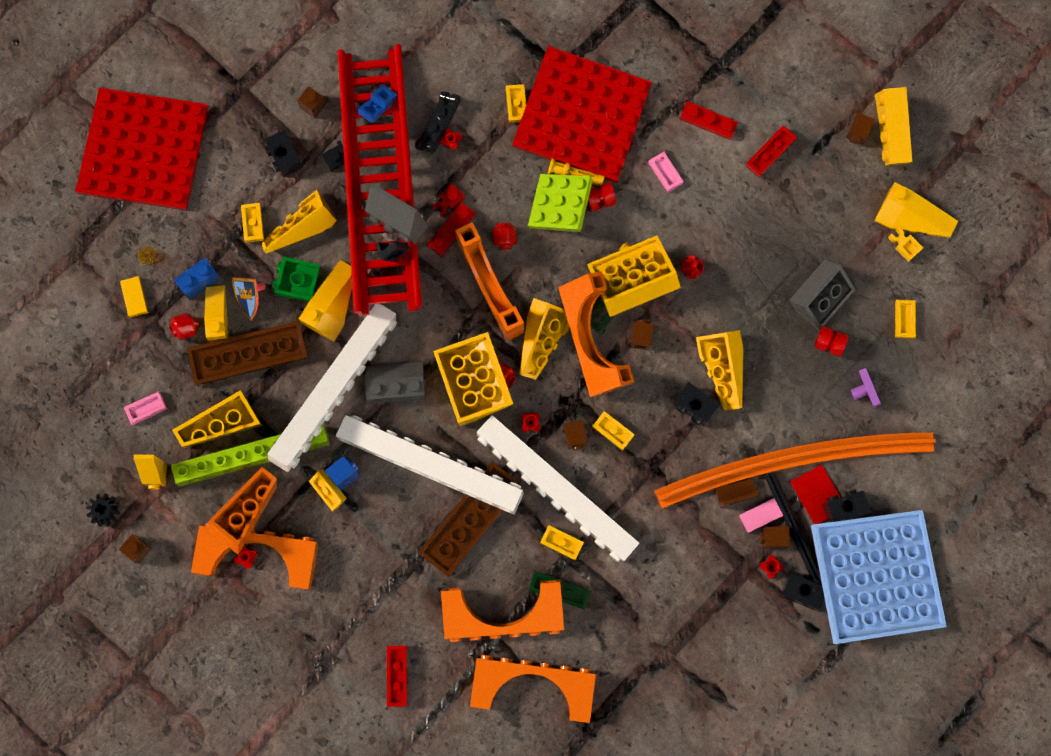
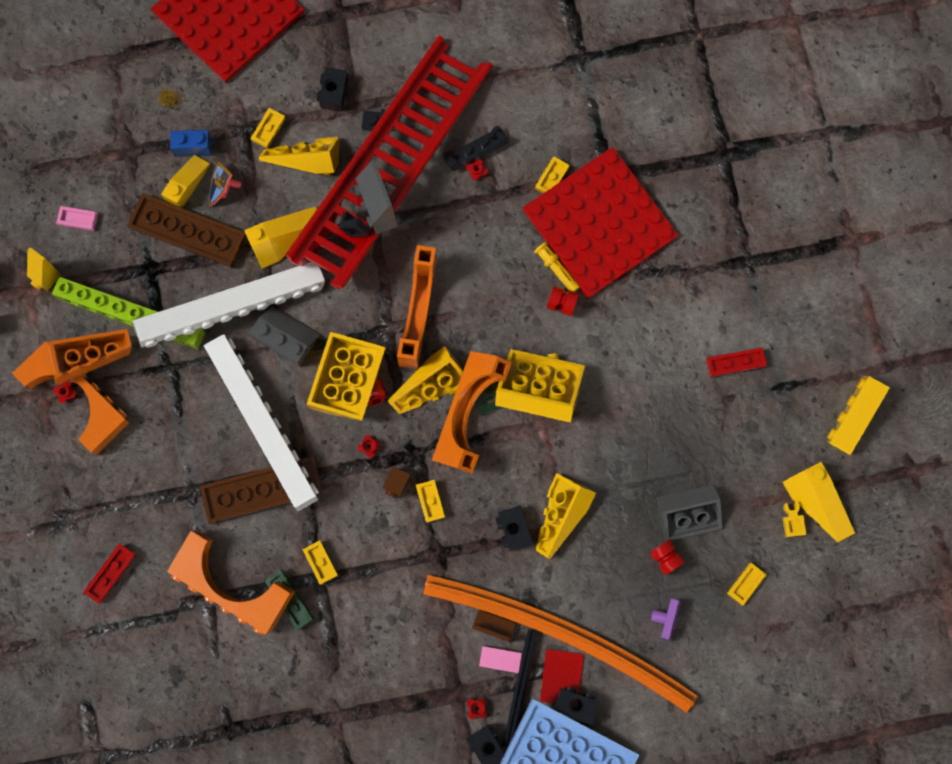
camera: 35 degrees right, 0 degrees up
(134, 296) = (133, 124): yellow tile -> none
(183, 326) = (153, 174): red head -> none
(220, 420) = (128, 269): yellow wedge -> none
(296, 279) = (267, 197): green plate -> none
(311, 102) = (386, 63): reddish brown brick -> none
(327, 490) = (167, 384): yellow plate -> none
(343, 472) = (186, 379): blue piece -> none
(378, 104) = (438, 100): blue slope -> none
(446, 234) = (437, 239): red plate -> none
(449, 199) = (441, 218): red plate -> none
(492, 674) = (243, 686): orange arch -> none
(504, 235) = (460, 278): red head -> none
(557, 489) = (349, 517): white brick -> none
(560, 202) = (525, 283): lime plate -> none
(642, 335) = (512, 439): reddish brown brick -> none
(666, 172) = (634, 318): bright pink tile -> none
(692, 267) = (596, 412): red gear -> none
(708, 120) = (702, 300): red plate -> none
(775, 537) = (497, 686): reddish brown brick -> none
(860, 129) = (826, 396): reddish brown brick -> none

